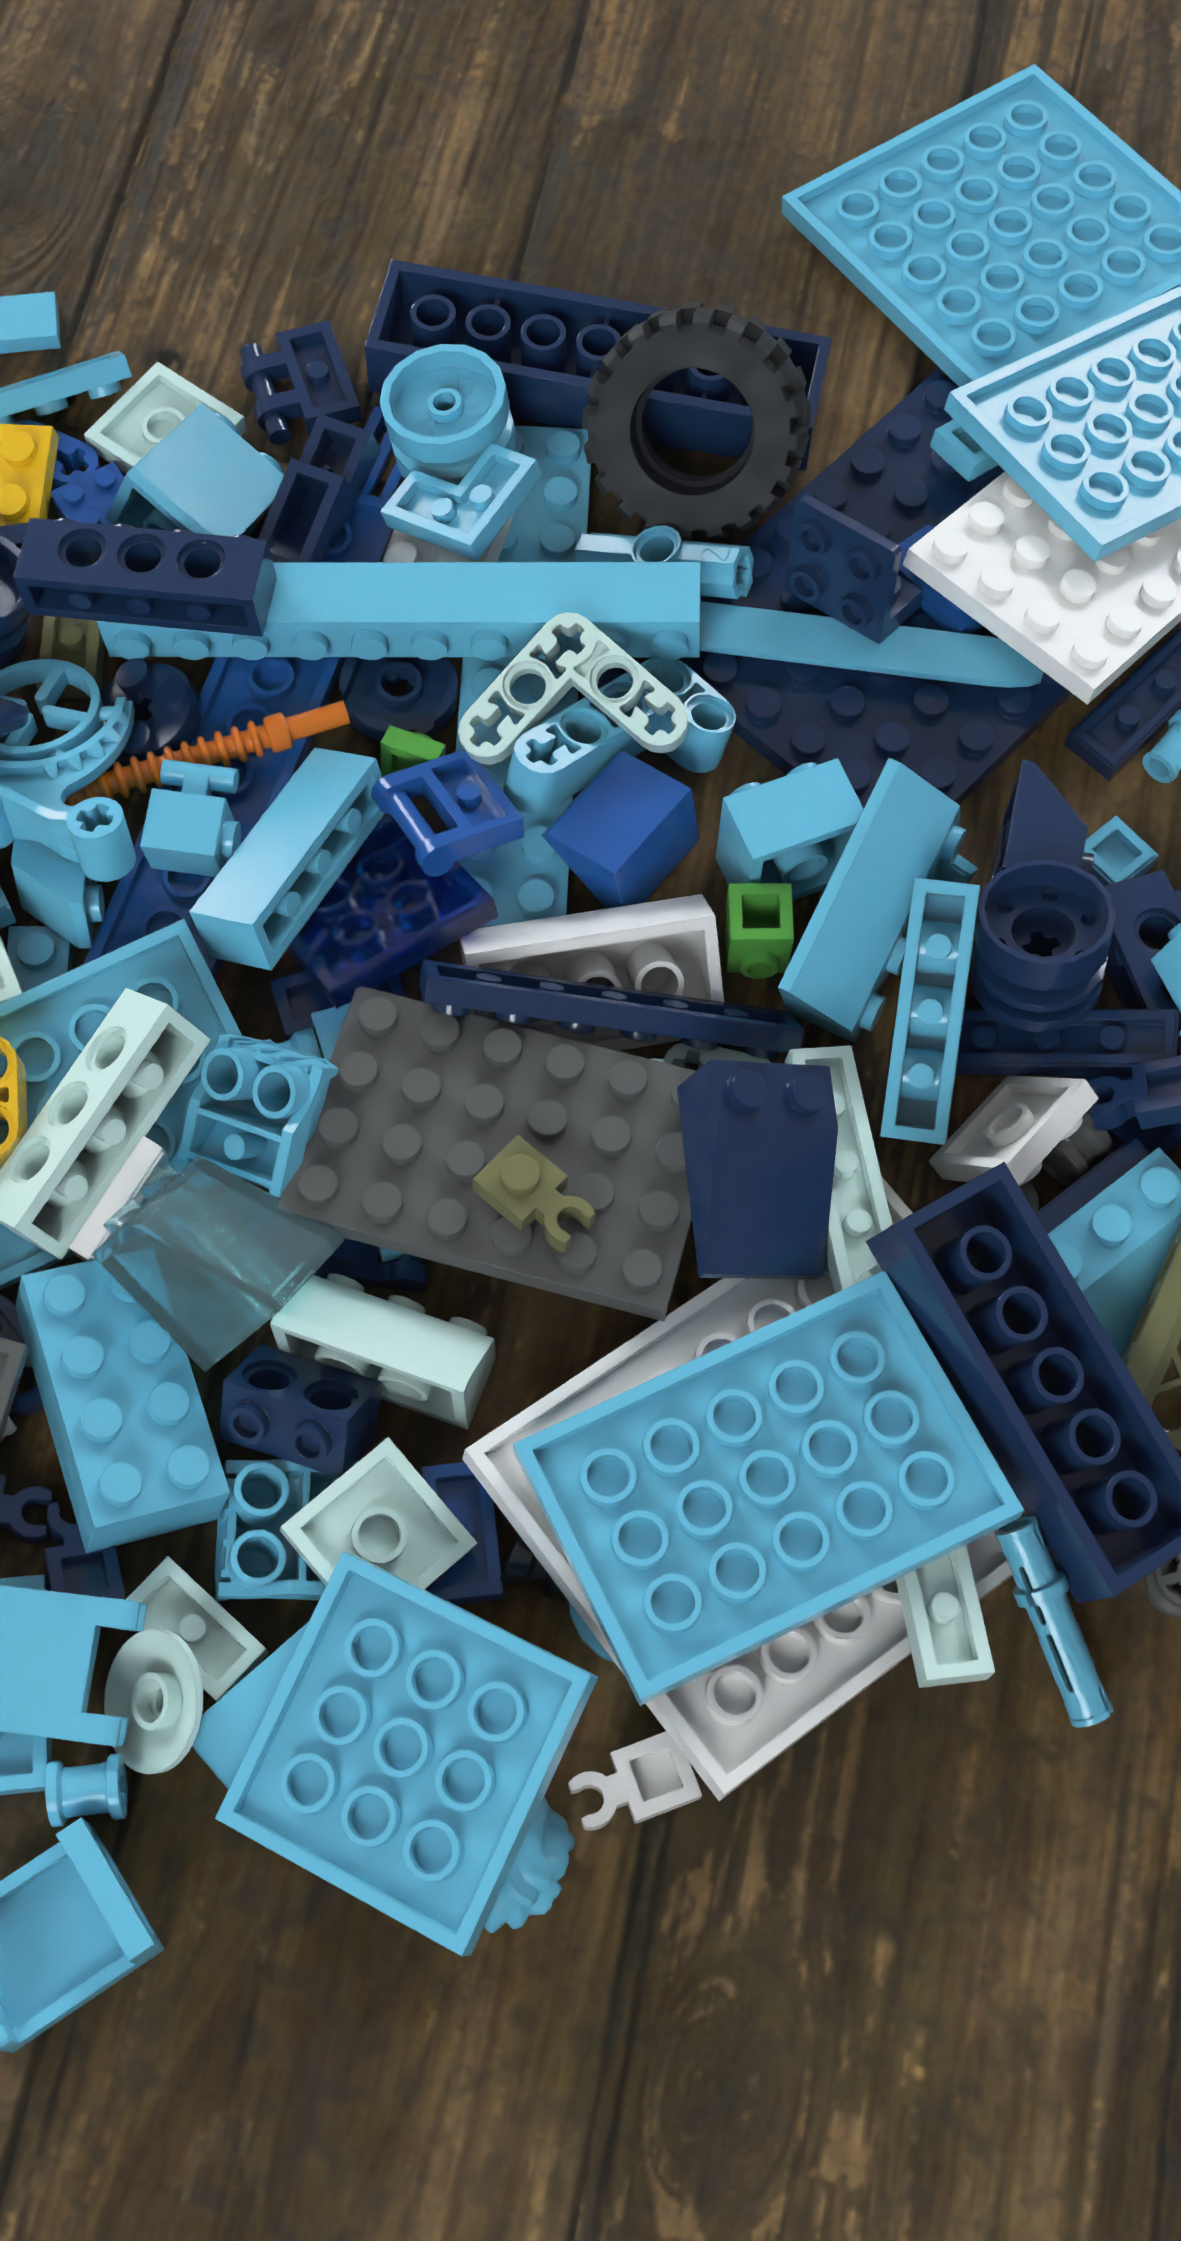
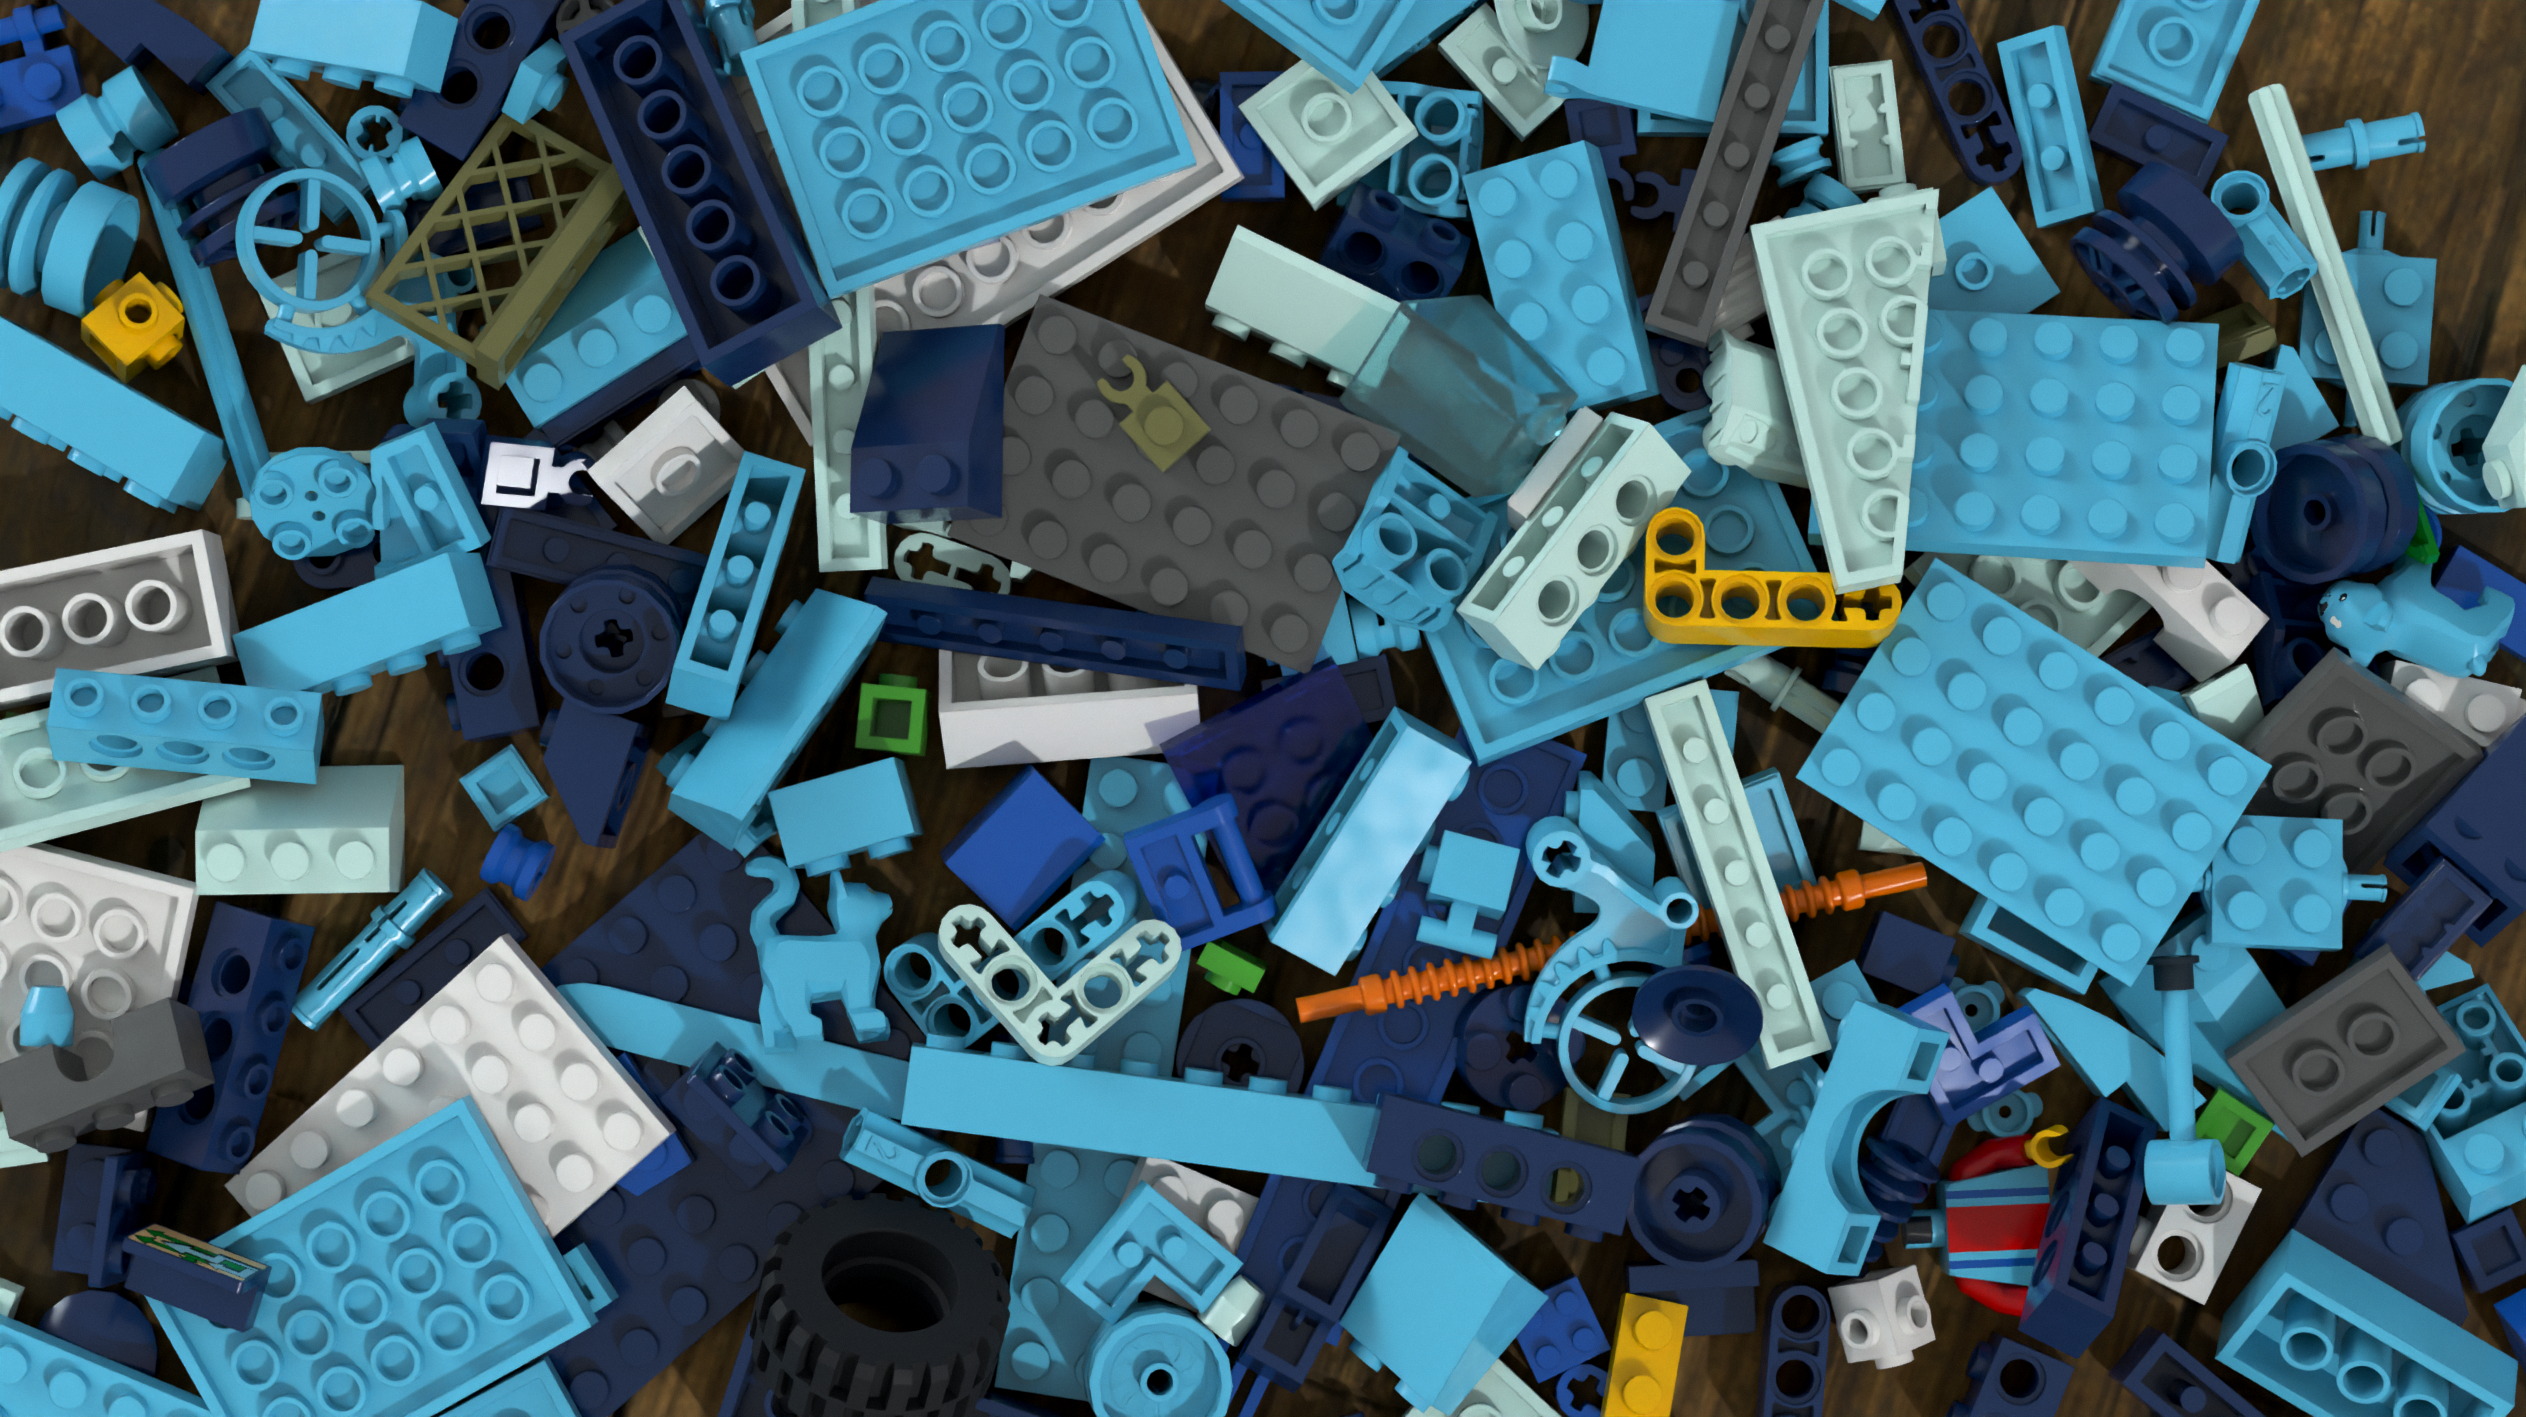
camera: 170 degrees left, 20 degrees up
(384, 479) = (1234, 1310): none -> light aqua hose
(794, 706) = (817, 967): none -> medium azure animal
(1091, 787) = (517, 861): none -> blue wheel

